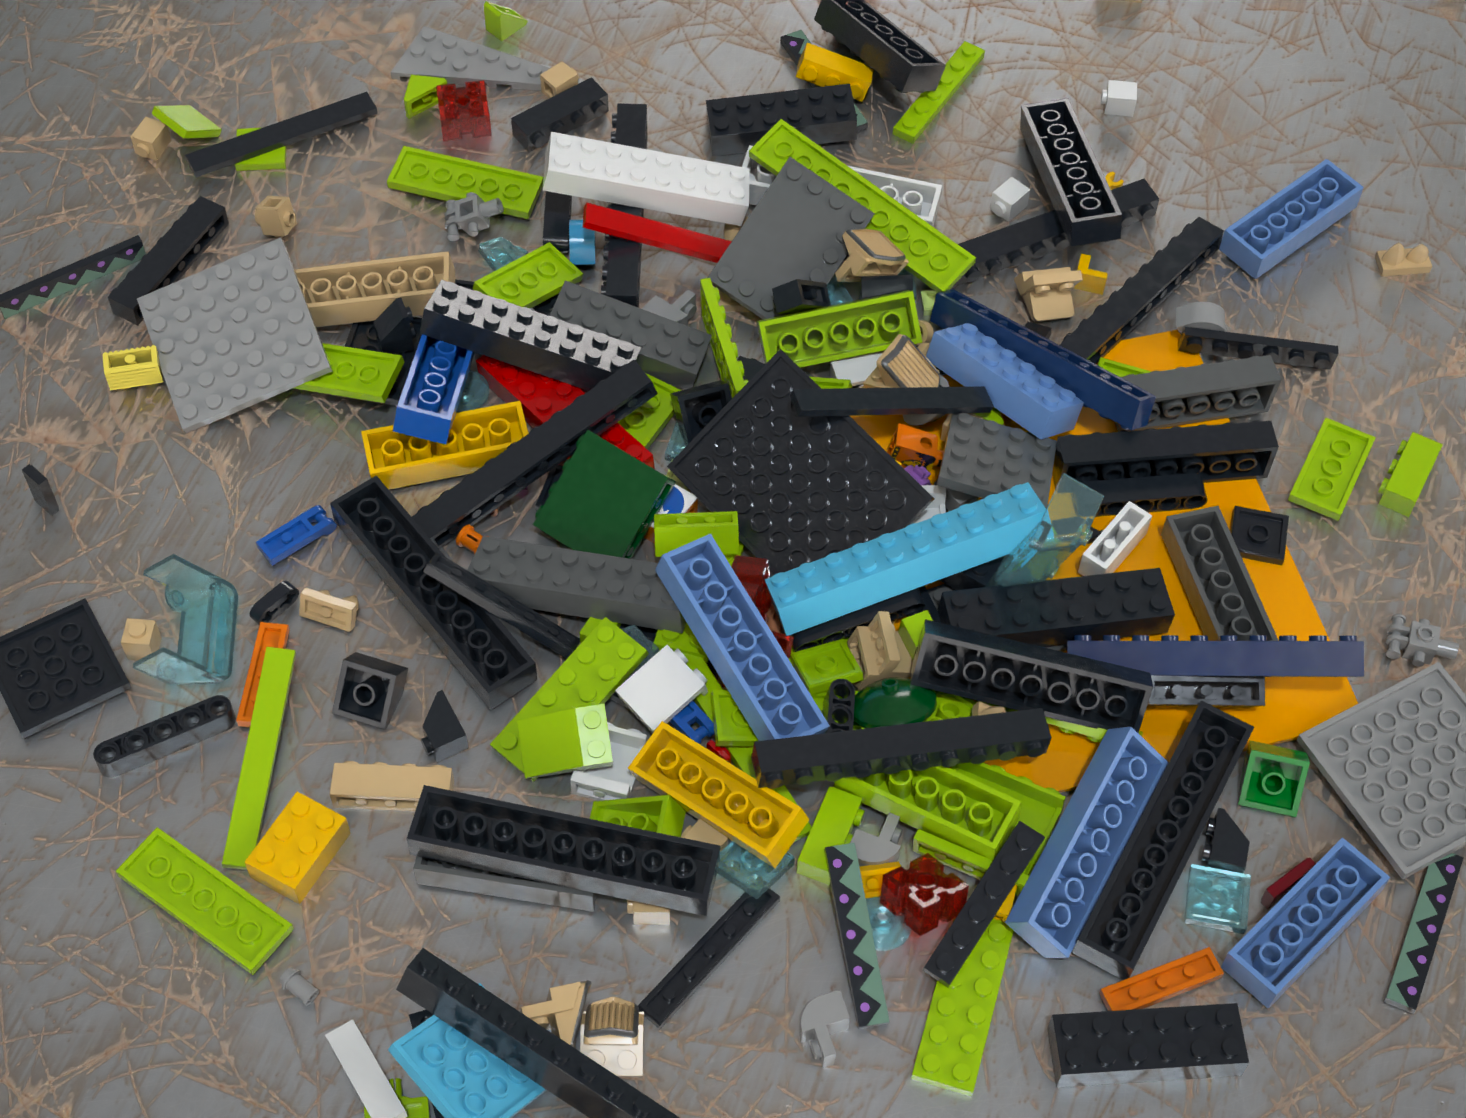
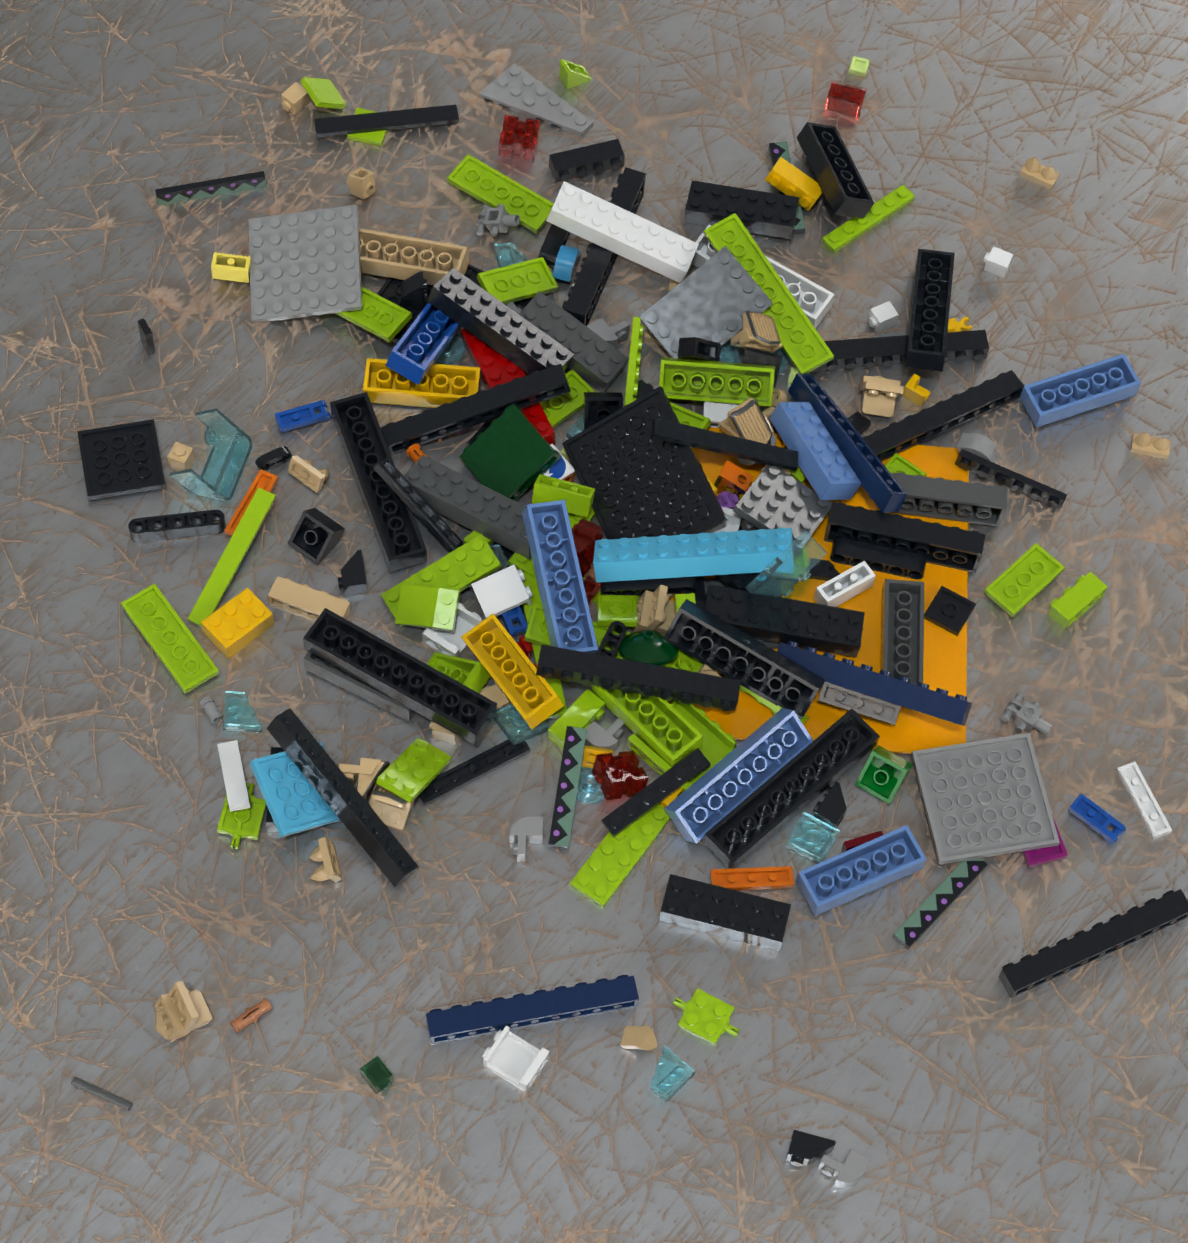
camera: 15 degrees right, 5 degrees up
(169, 257) = (281, 192): black brick -> none
(343, 979) = (239, 714): none -> clear light blue wing
(421, 94) = (493, 117): lime slope -> none
(558, 79) = (595, 133): tan brick -> none
(629, 981) = (414, 770): none -> lime plate
(653, 233) = (613, 273): red tile -> none

